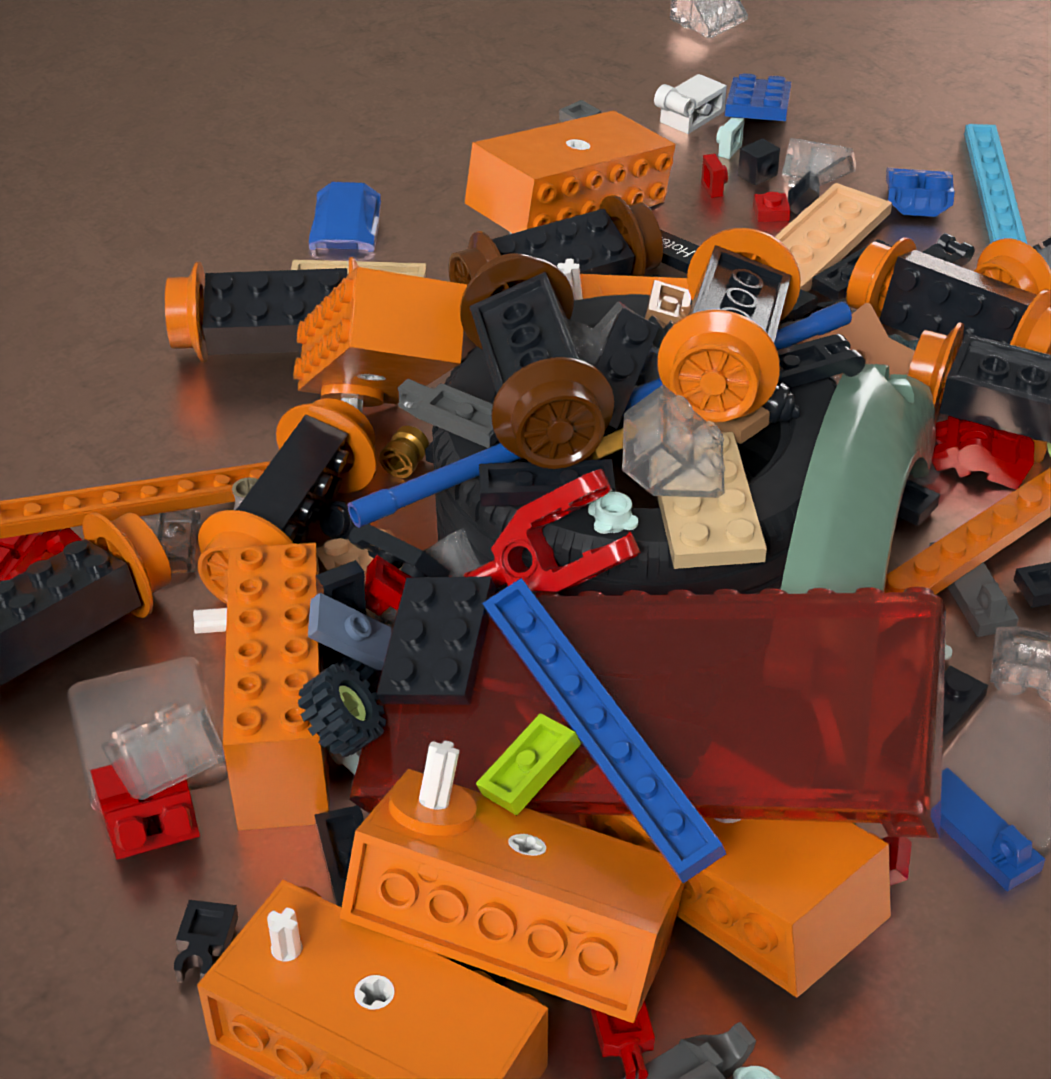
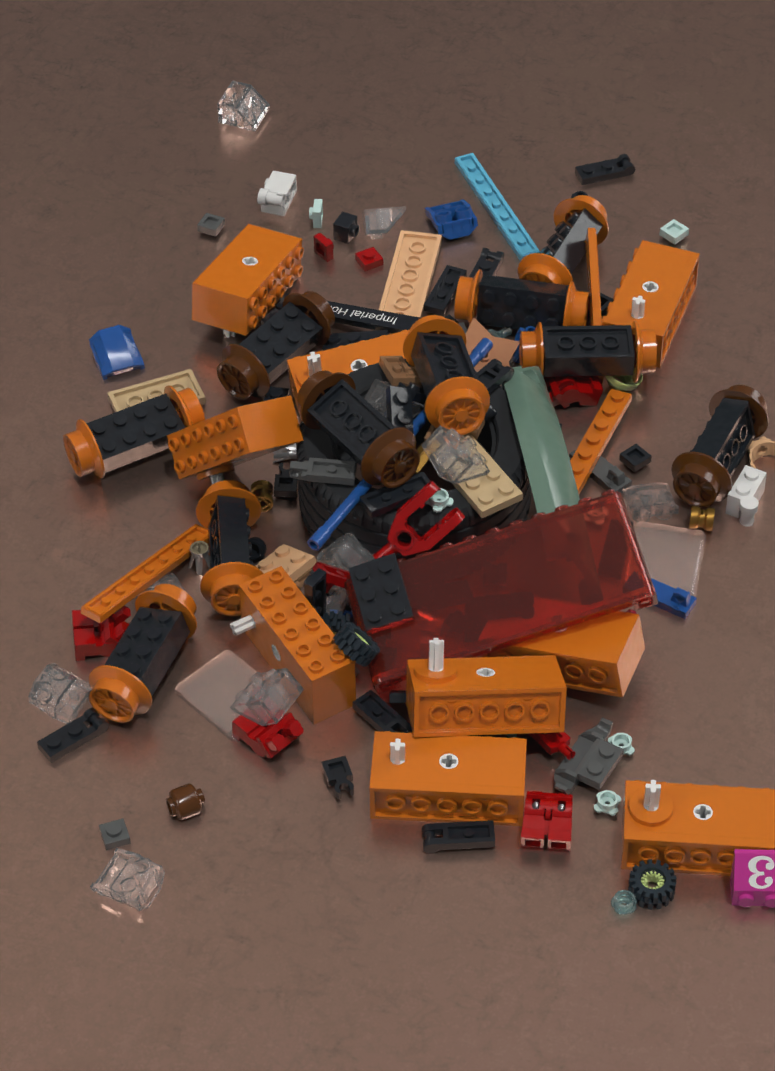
camera: 25 degrees left, 5 degrees up
(348, 631) = (329, 605): sand blue plate -> none
(396, 552) = (303, 554): black plate -> none
(528, 763) = (464, 636): lime plate -> none
(605, 732) = (488, 606): blue plate -> none
(758, 97) = (320, 177): blue plate -> none
(804, 193) = (385, 243): black plate -> none

